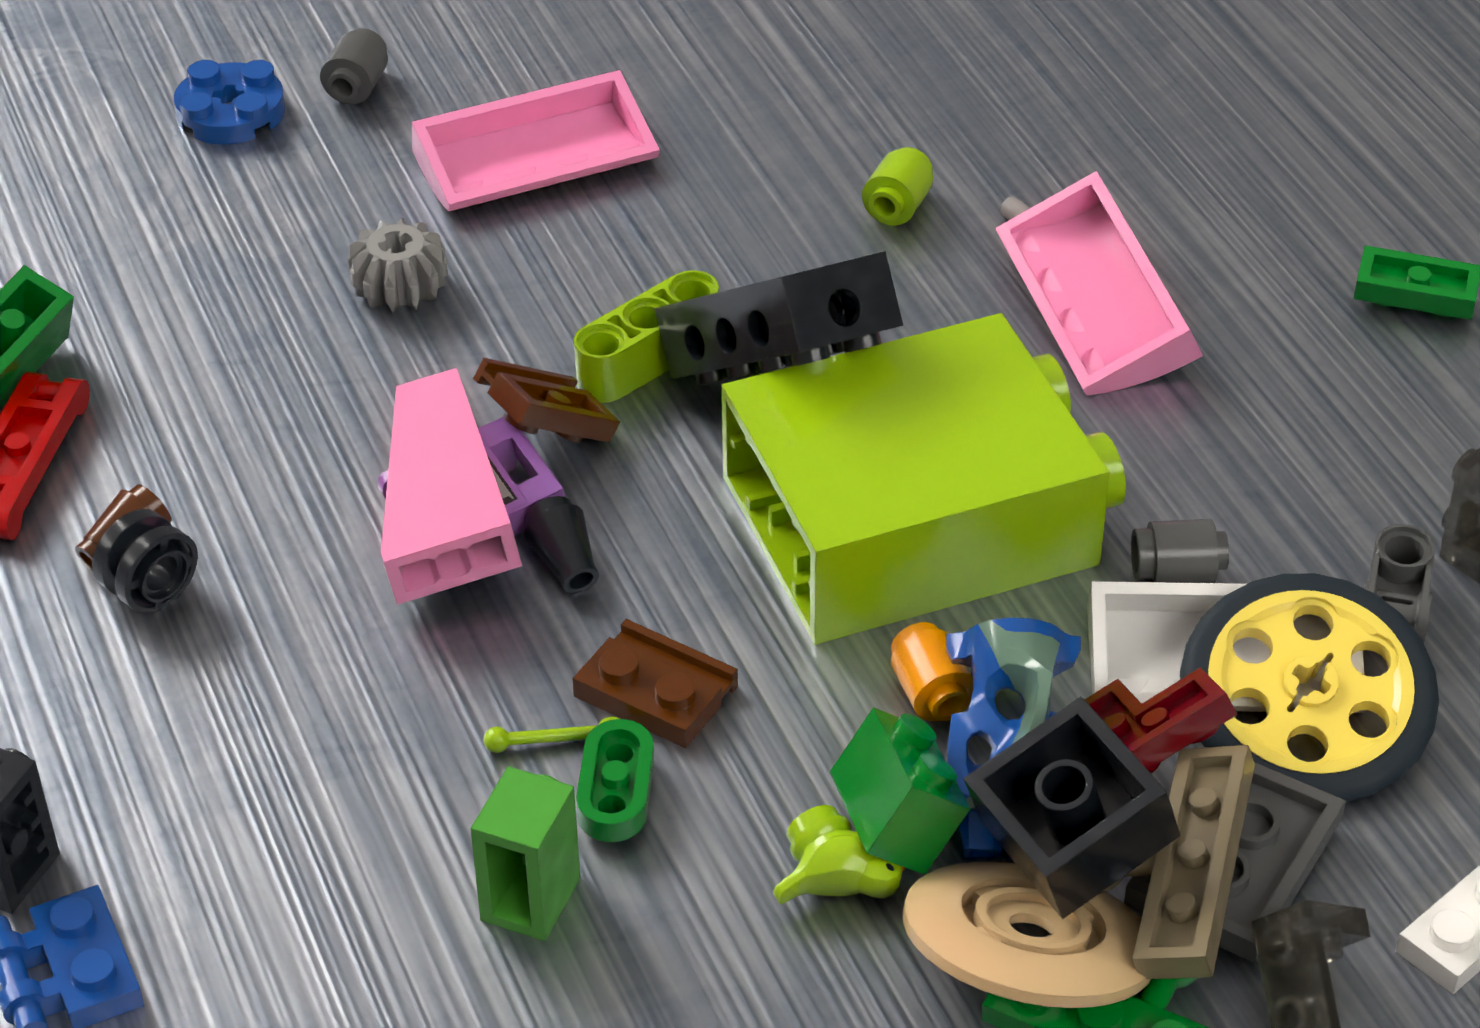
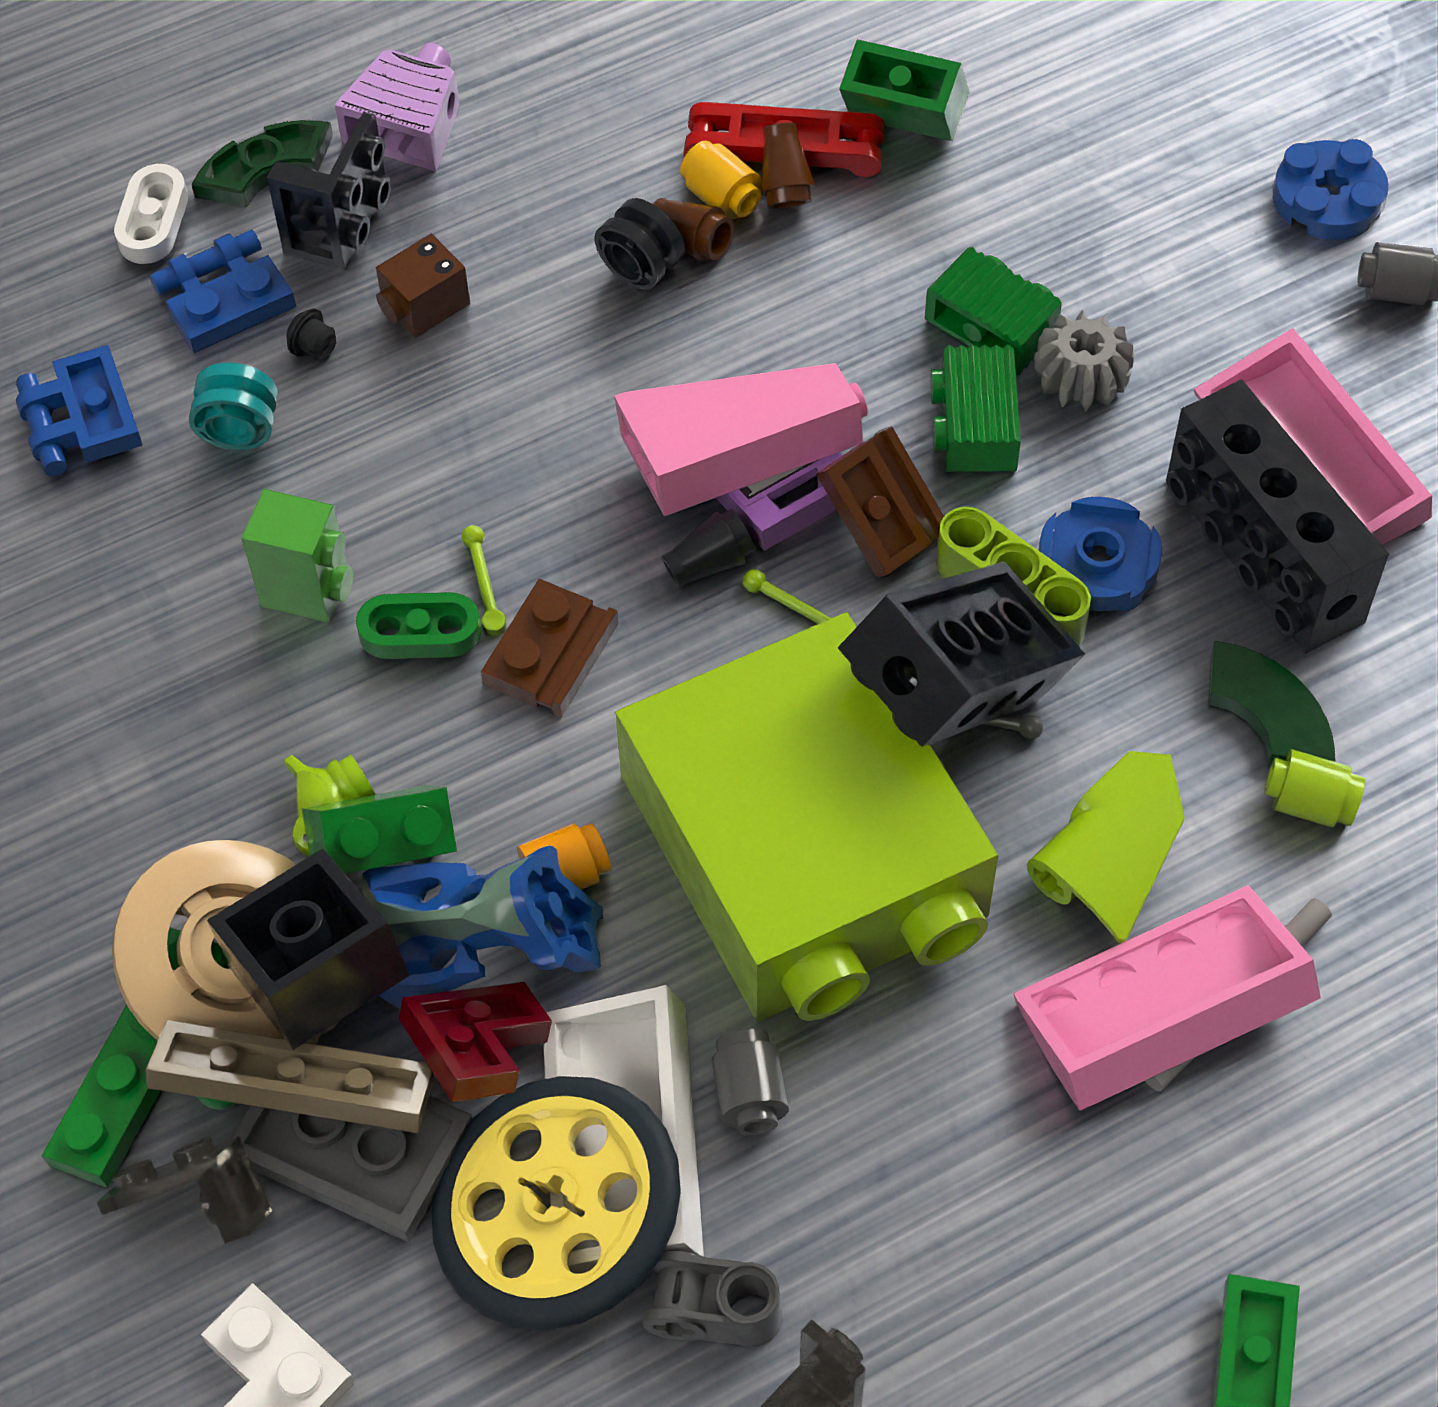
camera: 85 degrees right, 15 degrees up
(68, 498) = (721, 179): none -> yellow brick
(79, 441) = (785, 170): none -> reddish brown cone
(134, 756) = (422, 286): none -> reddish brown brick
(168, 871) = (310, 335): none -> black piece
(274, 929) = (233, 406): none -> teal wheel
(316, 317) = (991, 306): none -> green brick
(435, 334) = (977, 408): none -> green brick
(597, 278) = (1129, 540): none -> blue plate
(626, 153) = (1274, 516): none -> black brick
(669, 471) = (755, 581): none -> lime hinge
(800, 206) = (1270, 701): none -> dark green tile
(943, 293) = (1114, 841): none -> lime panel

